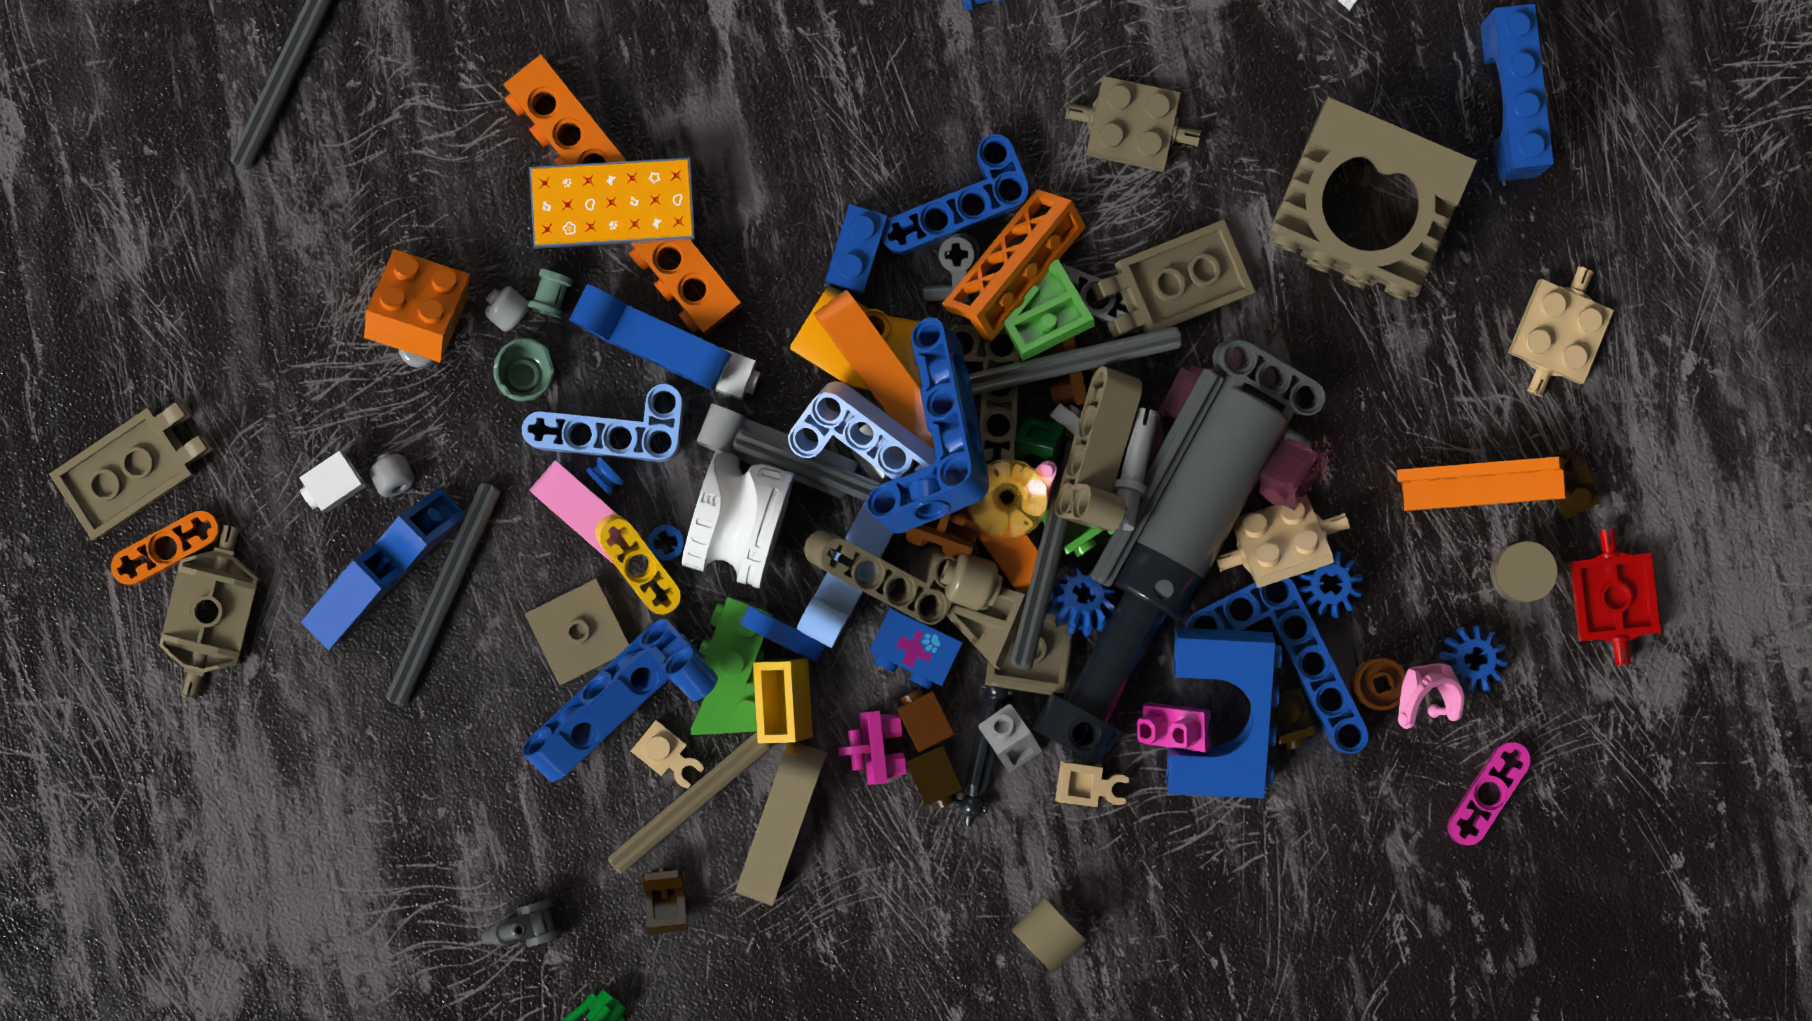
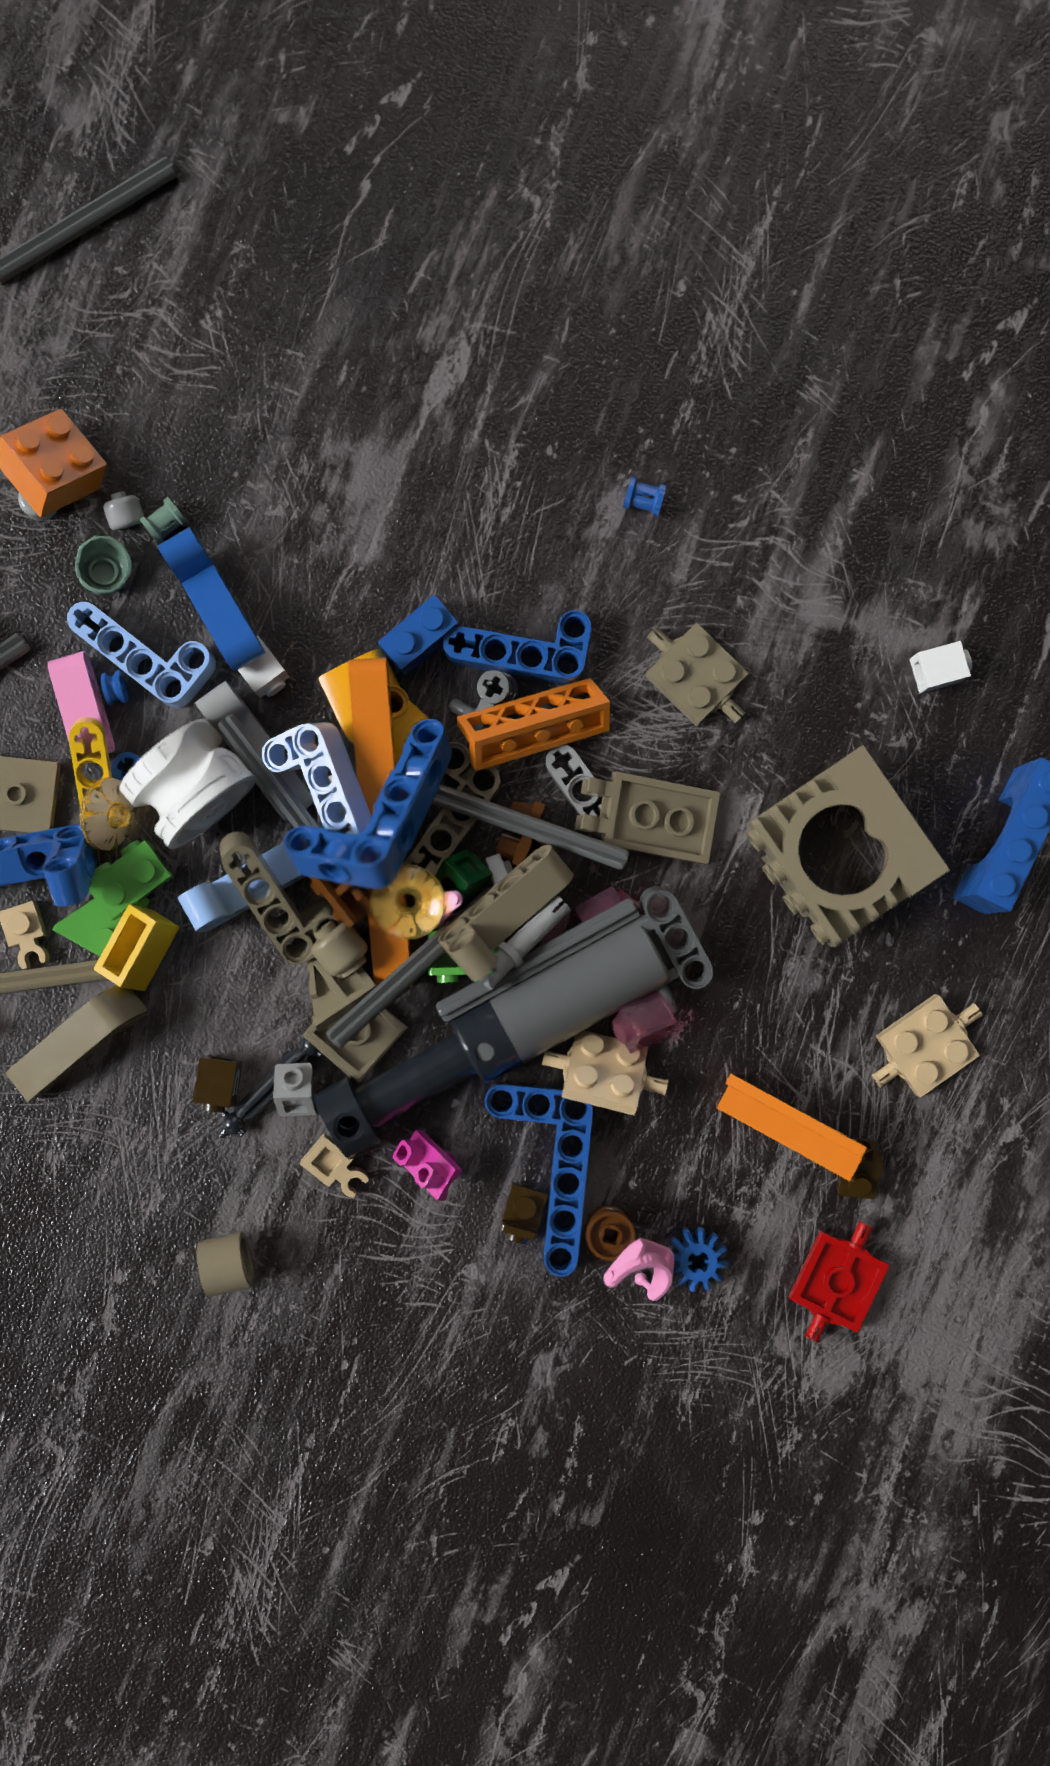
camera: 30 degrees right, 0 degrees up
(540, 80) = (260, 353): orange brick -> none
(612, 203) = (250, 477): light orange tile -> none
(677, 594) = (106, 815): none -> dish
(781, 633) = (162, 892): blue beam -> none
(877, 764) = (181, 1046): dark pink hips -> none
(914, 648) = (266, 974): blue brick -> none
(924, 719) = (238, 1033): reddish brown brick -> none
(1048, 314) = (533, 778): bright green wing -> none
(1077, 615) = (413, 1005): blue gear -> none
(1240, 764) = (460, 1225): blue arch -> none
(1330, 598) = (620, 1142): blue gear -> none
(1481, 824) = (638, 1387): dark pink beam -> none
(1523, 572) = (779, 1216): dark tan piece -> none

